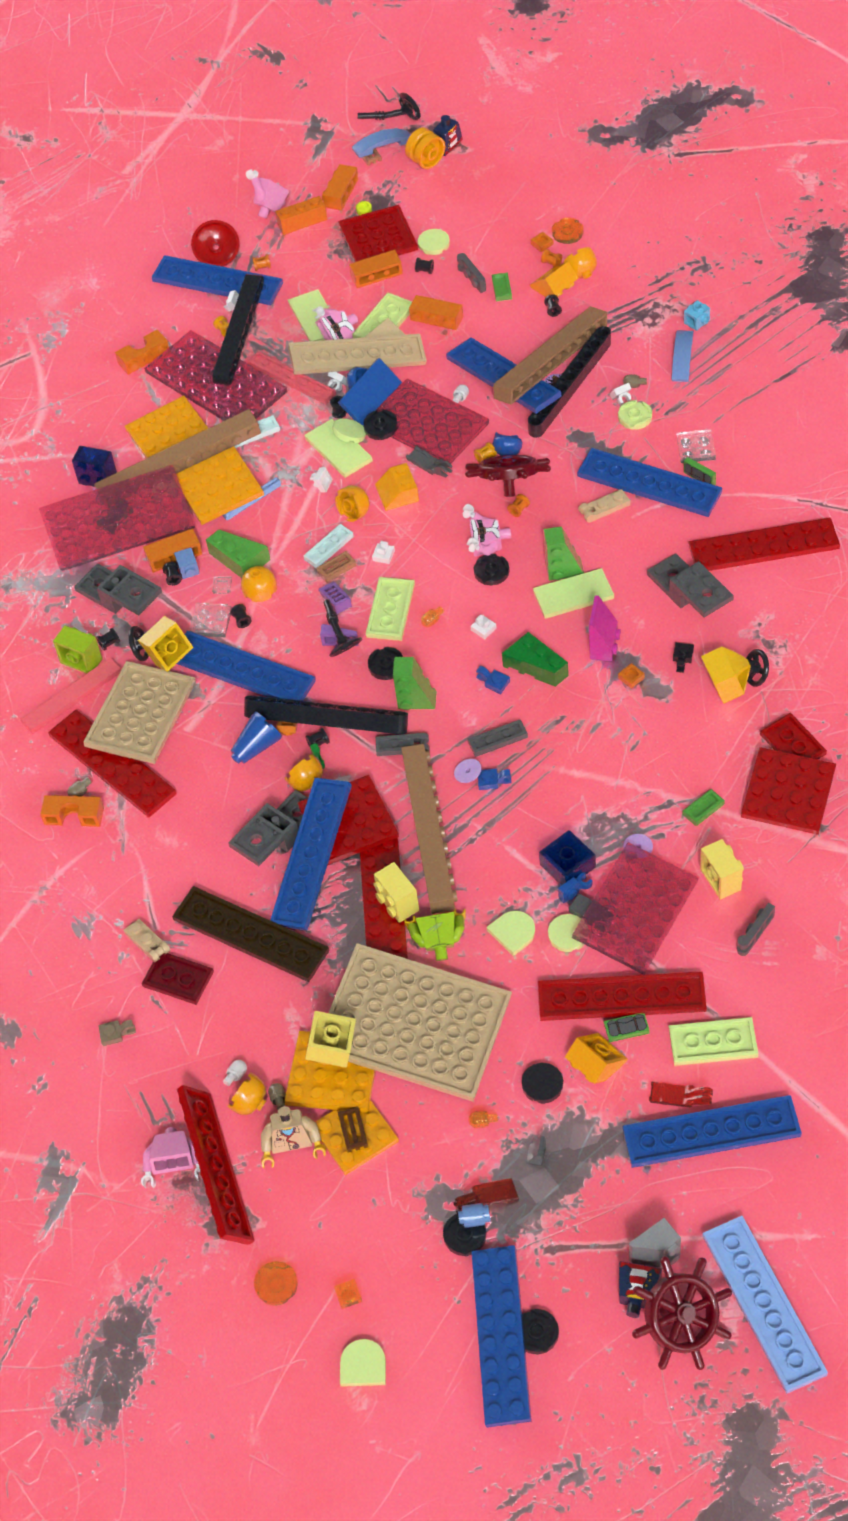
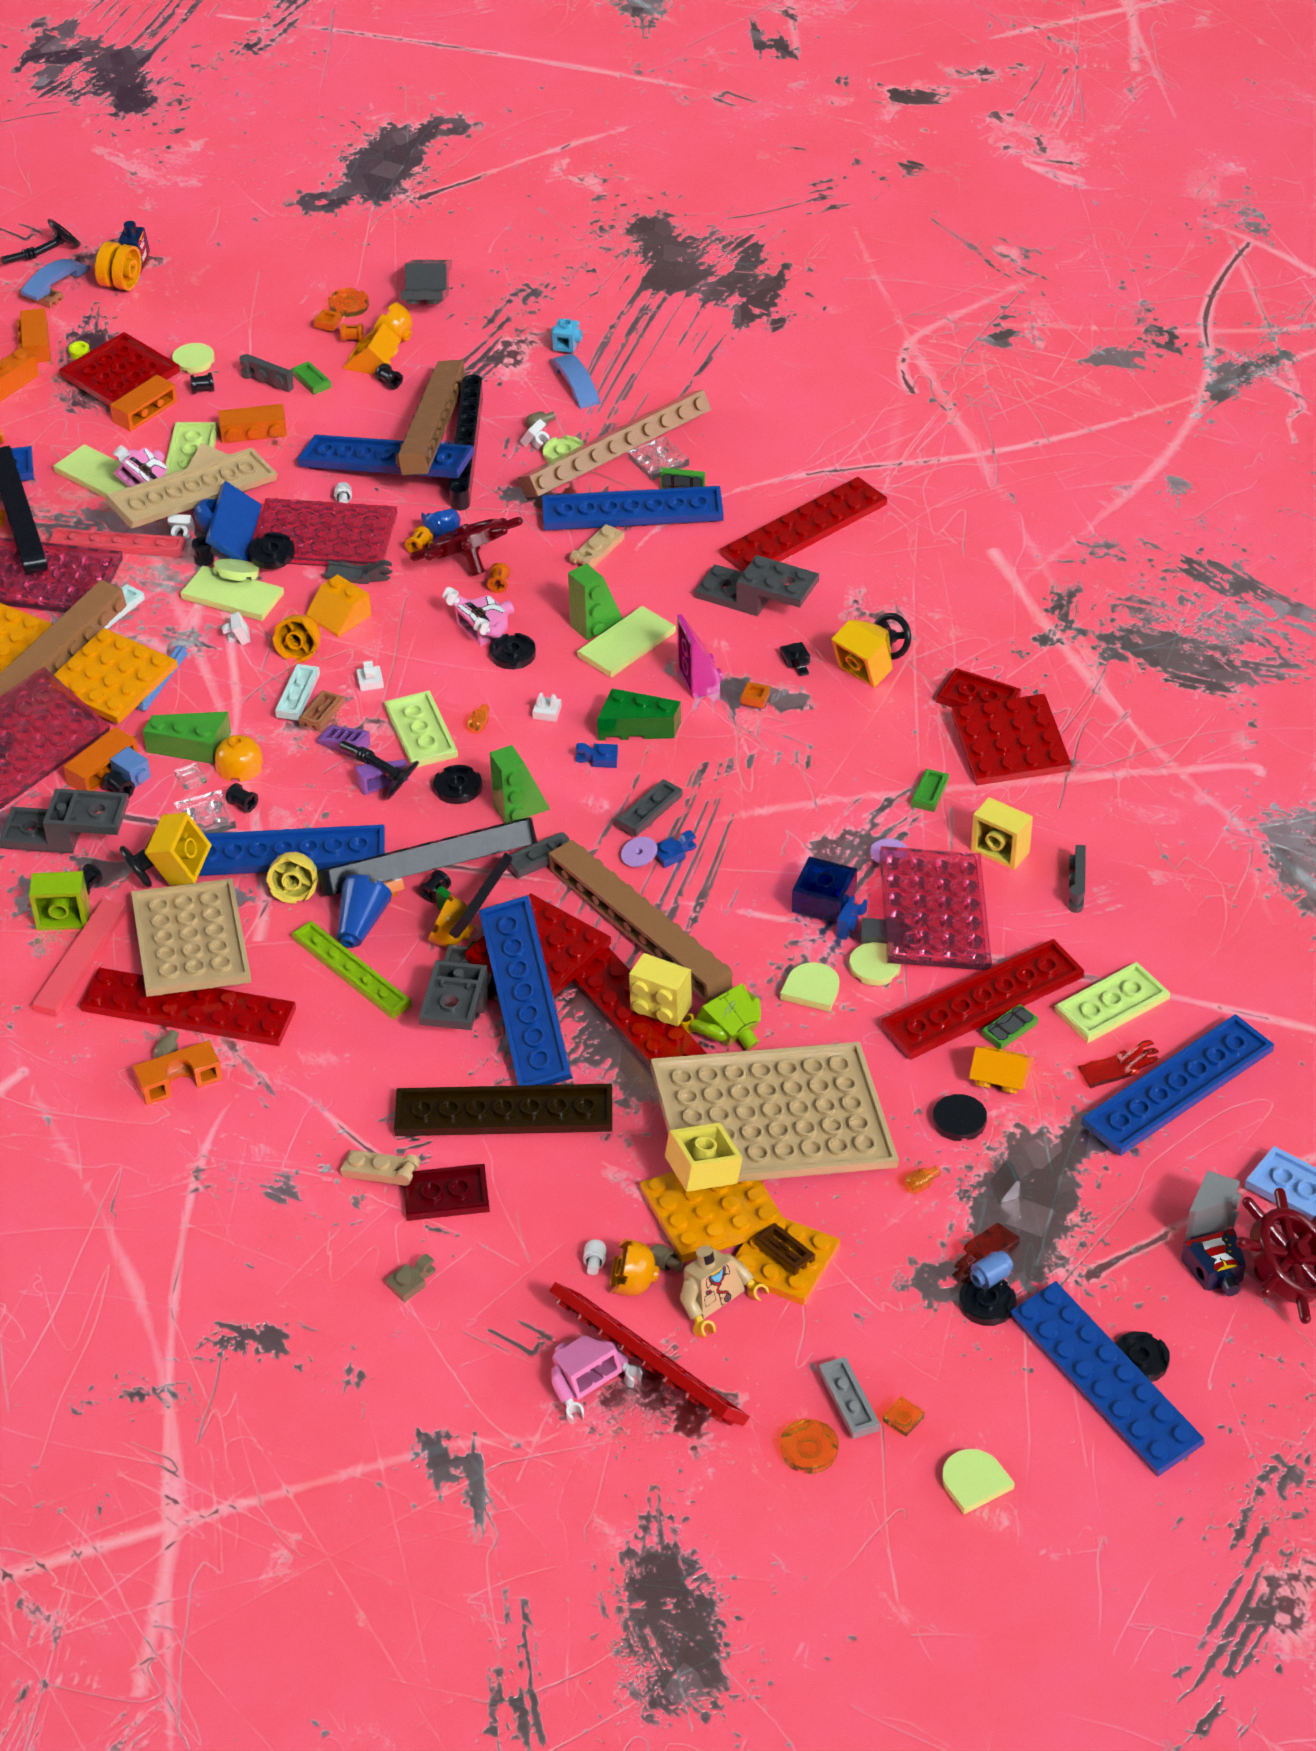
camera: 35 degrees left, 10 degrees down
(227, 780) = (352, 970): none -> lime tile
(228, 694) = (292, 877): none -> light yellow cylinder
(322, 1261) = (849, 1398): none -> light grey plate
(330, 764) = (480, 896): none -> black tile
(626, 232) = (426, 281): none -> dark grey bracket
(670, 422) = (614, 443): none -> brick

